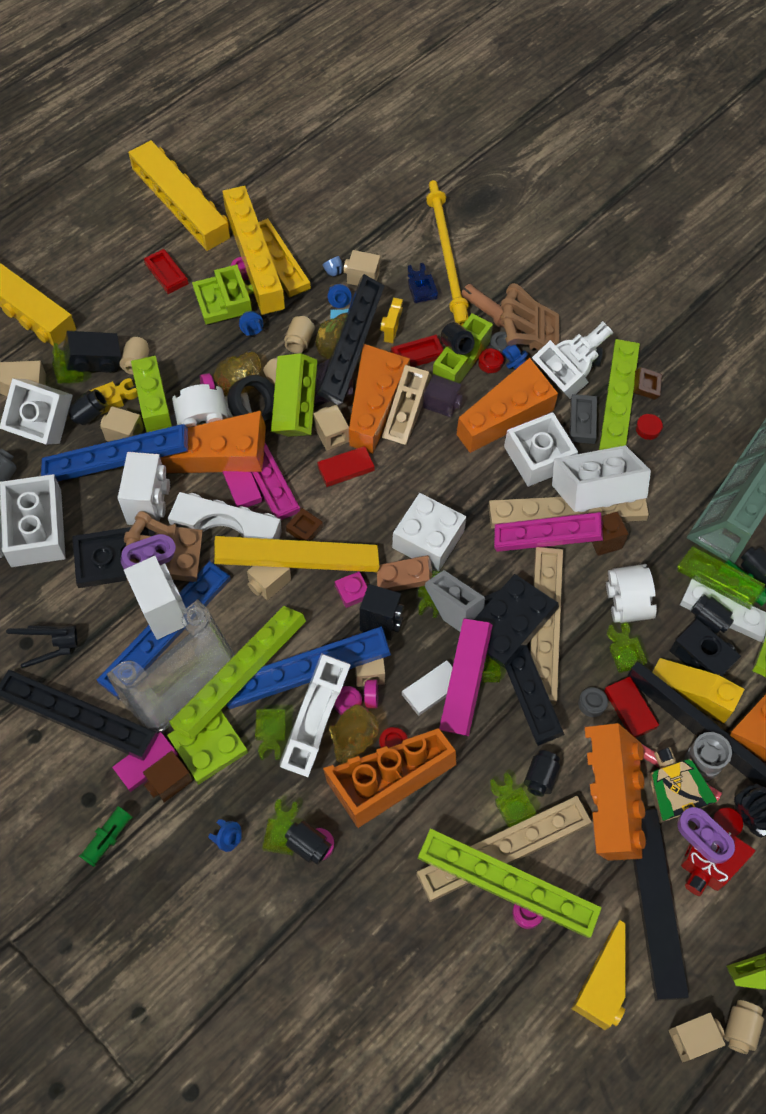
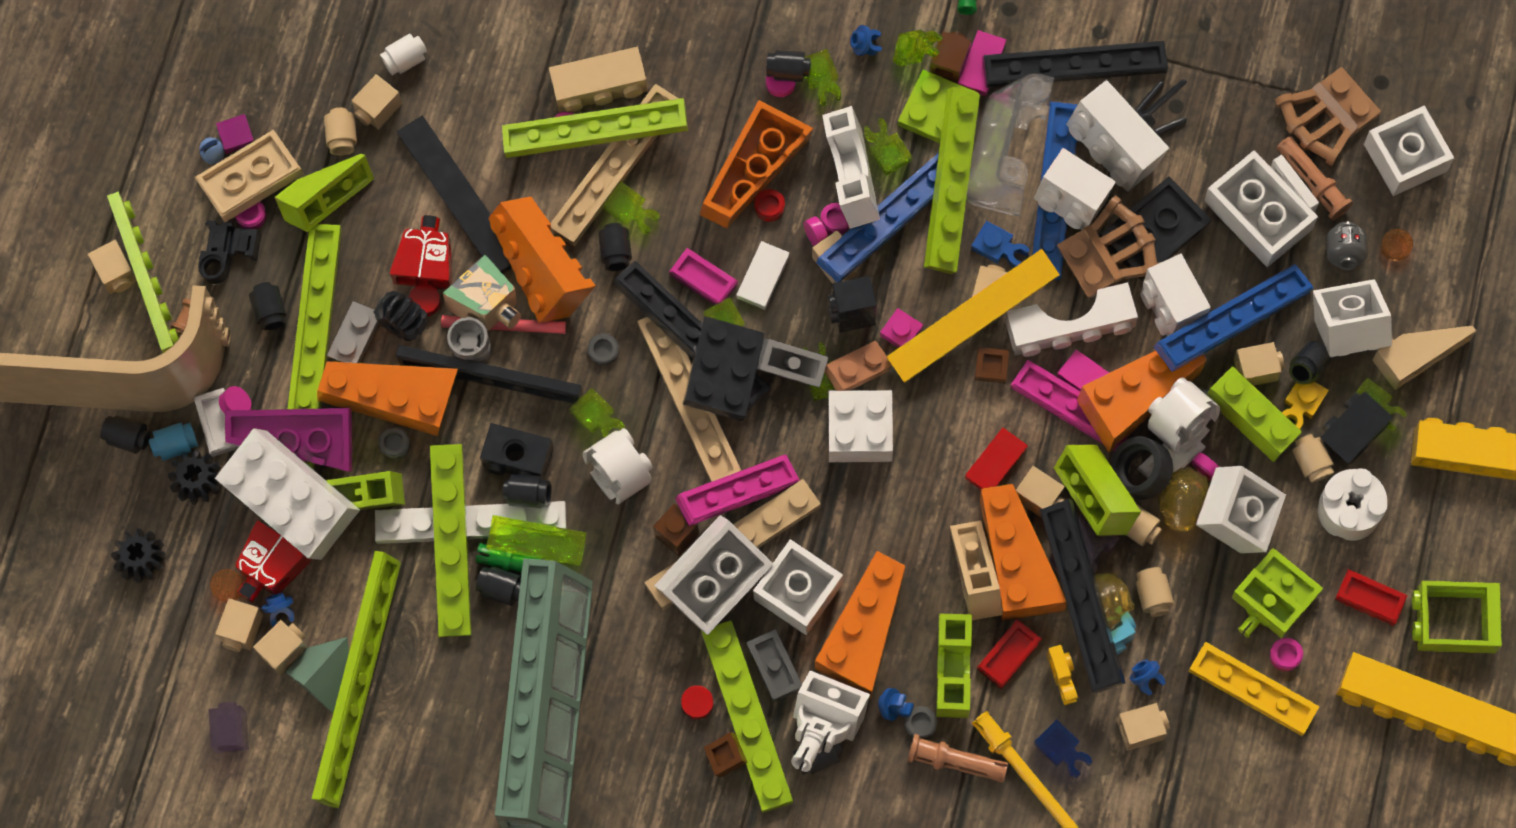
camera: 155 degrees right, 10 degrees up
(91, 623) = (1116, 136): none -> white brick
(109, 217) = (1490, 613): none -> lime window
(134, 313) = (1359, 488): none -> white brick
(147, 548) = (1110, 222): medium lavender plate -> none
(190, 800) = (913, 45): none -> clear neon green plate
(209, 340) = (1241, 509): none -> white brick
(238, 612) = (996, 243): none -> blue plate
(251, 323) = (1220, 576): blue plate -> none
(253, 250) = (1279, 658): yellow brick -> none
(333, 266) = (1182, 715): medium blue hinge -> none
(353, 732) = (807, 184): clear yellow hair -> none
(442, 396) = (944, 599): clear purple brick -> none
(457, 338) = (961, 654): black brick -> none
(465, 677) = (735, 290): dark pink tile -> none
(479, 935) = (598, 80): none -> tan brick
(486, 720) = (703, 277): none -> dark pink tile
(490, 360) = (920, 690): red tile -> none
(541, 323) = (881, 756): medium nougat plate -> none
(605, 986) = (471, 96): yellow slope -> none
(631, 707) = (563, 361): red tile -> none
(649, 1074) = (403, 54): none -> white brick
(703, 689) = (510, 410): yellow slope -> none
(707, 833) = (442, 252): medium lavender plate -> none

